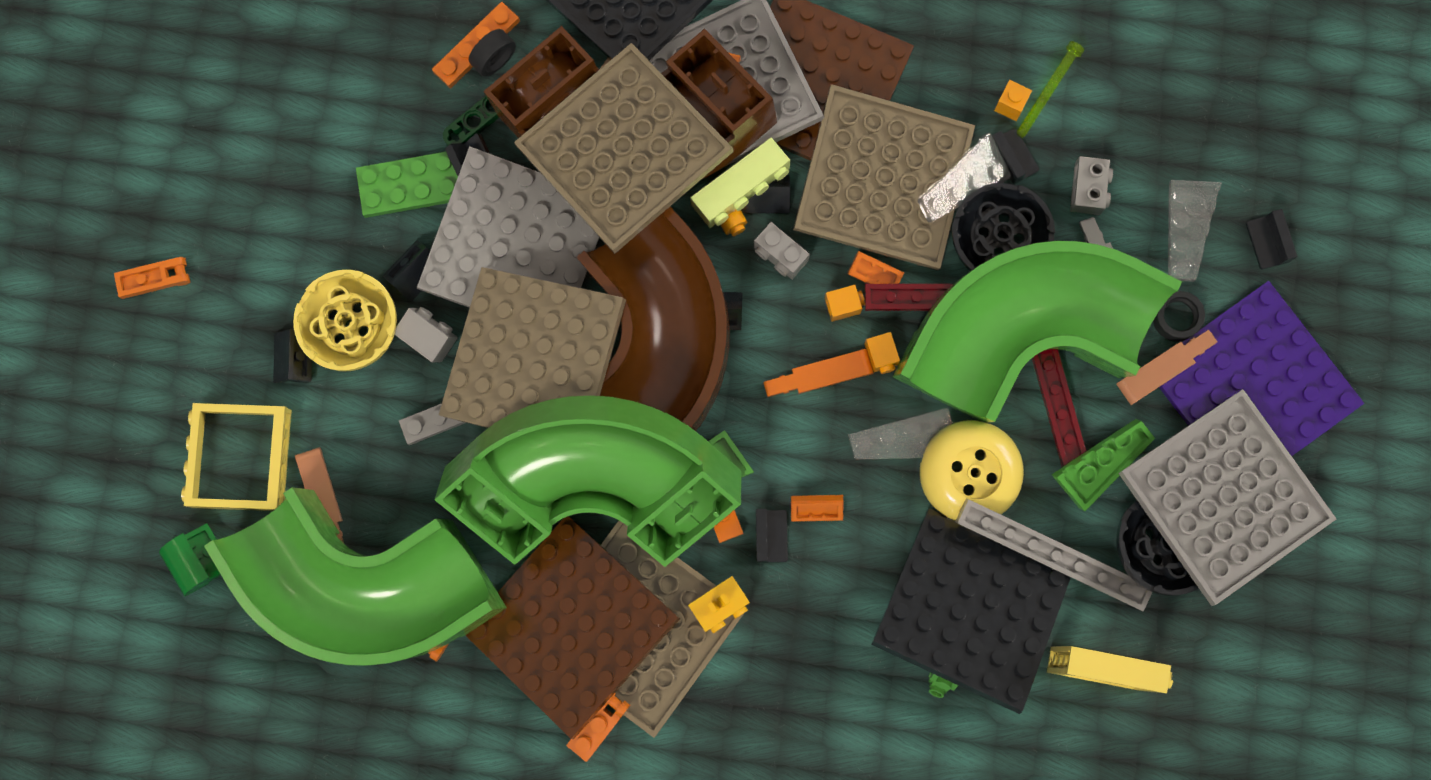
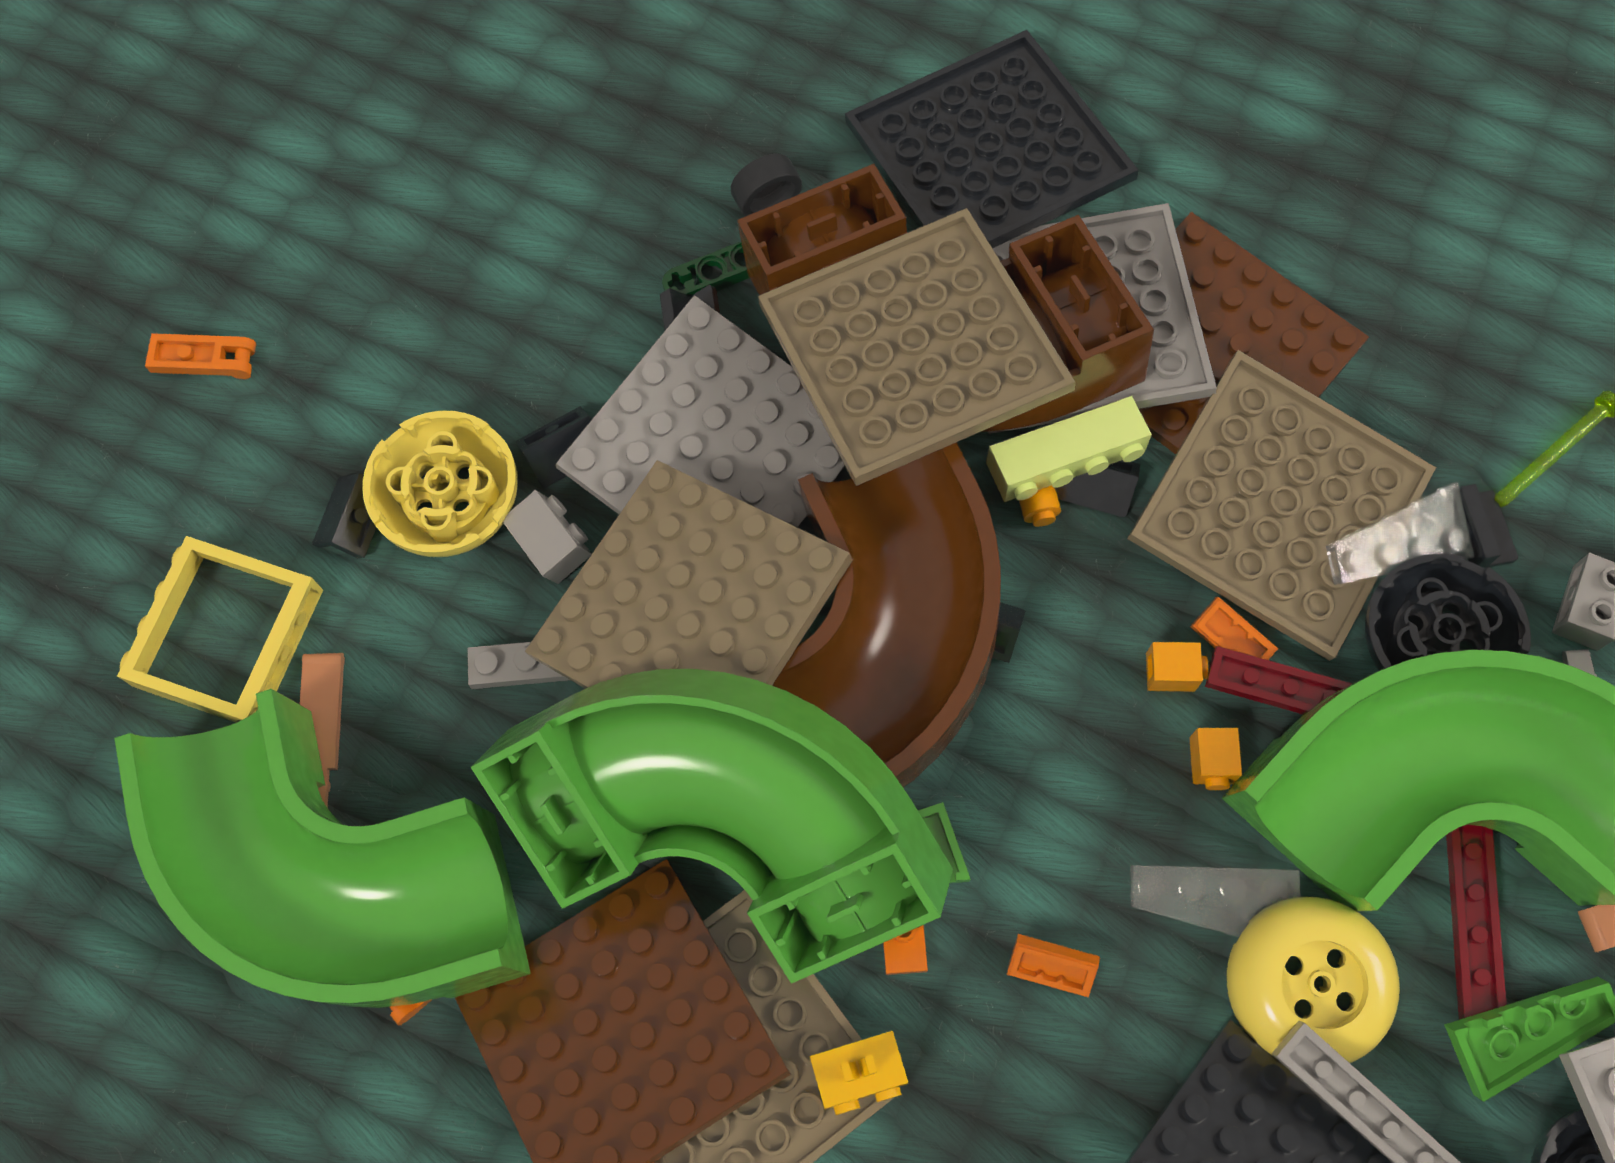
camera: 15 degrees right, 10 degrees down
(189, 559) = (92, 759): green brick -> none
(406, 184) = (589, 328): bright green plate -> none
(456, 62) = (713, 191): orange plate -> none
(771, 535) = (969, 988): black panel -> none
(781, 251) = (1100, 565): light grey brick -> none
(822, 374) = (1113, 763): orange piece -> none
(1013, 100) = (1501, 449): light orange brick -> none

